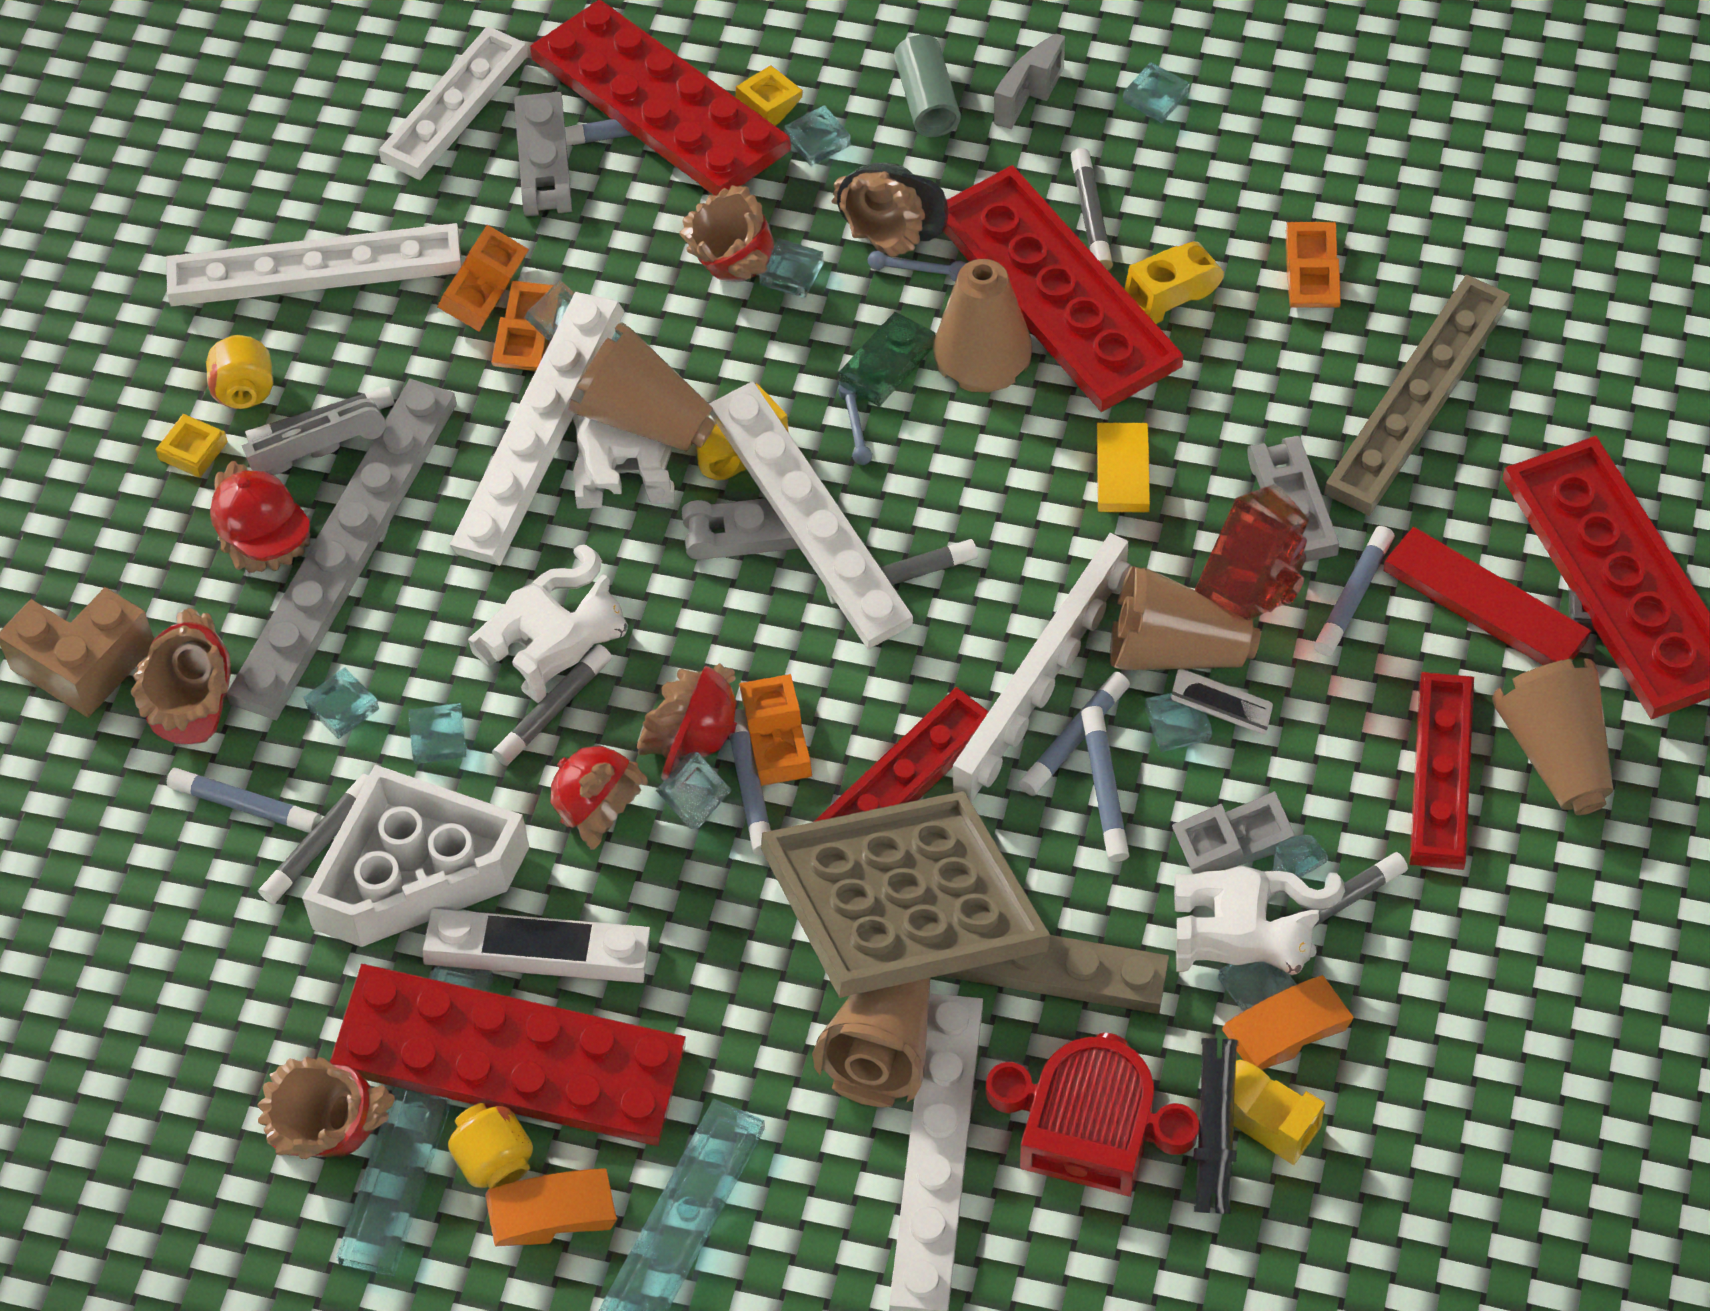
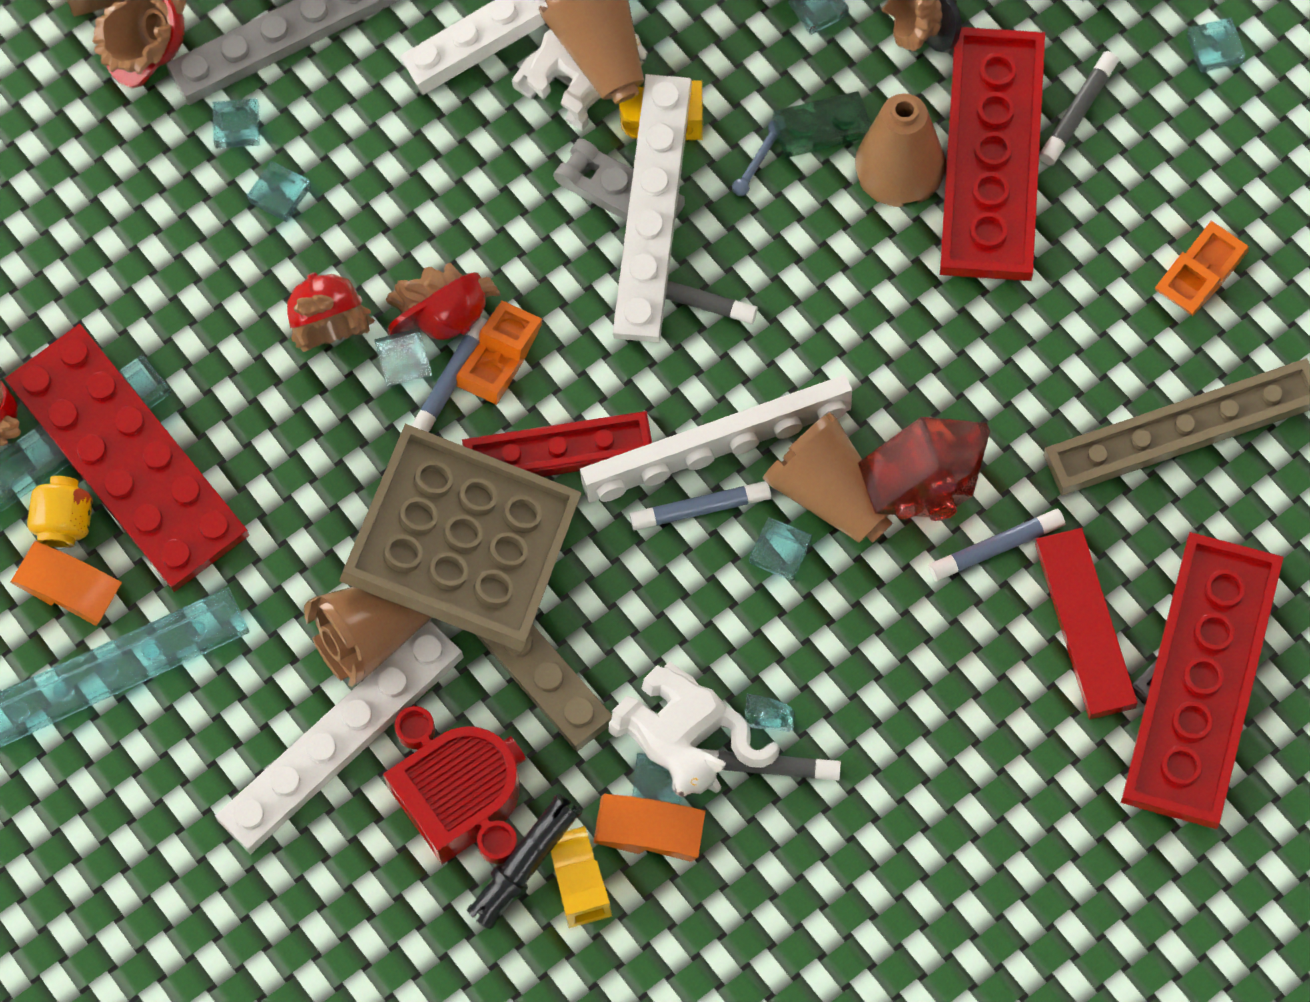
camera: 40 degrees right, 10 degrees up
(242, 800) = (117, 149): sand blue bar -> none
(311, 845) = (141, 212): dark grey bar -> none
(409, 853) = (174, 271): white brick -> none
(536, 945) = (209, 393): white plate -> none
(546, 629) = (406, 172): white animal -> none
(552, 705) = (370, 224): dark grey bar -> none
(878, 260) = (938, 88): sand blue hinge -> none
(1105, 784) = (683, 558): sand blue bar -> none
(1123, 467) = (912, 328): yellow slope -> none
(1172, 279) = (1082, 207): yellow leg -> none
(1222, 701) = (821, 558): sticker -> none
(1233, 838) = (739, 664): light grey slope -> none
(1301, 486) = (1014, 442): light grey plate -> none
(1442, 771) = (933, 726): red tile -> none
(1562, 731) = (1033, 765): medium nougat cone -> none

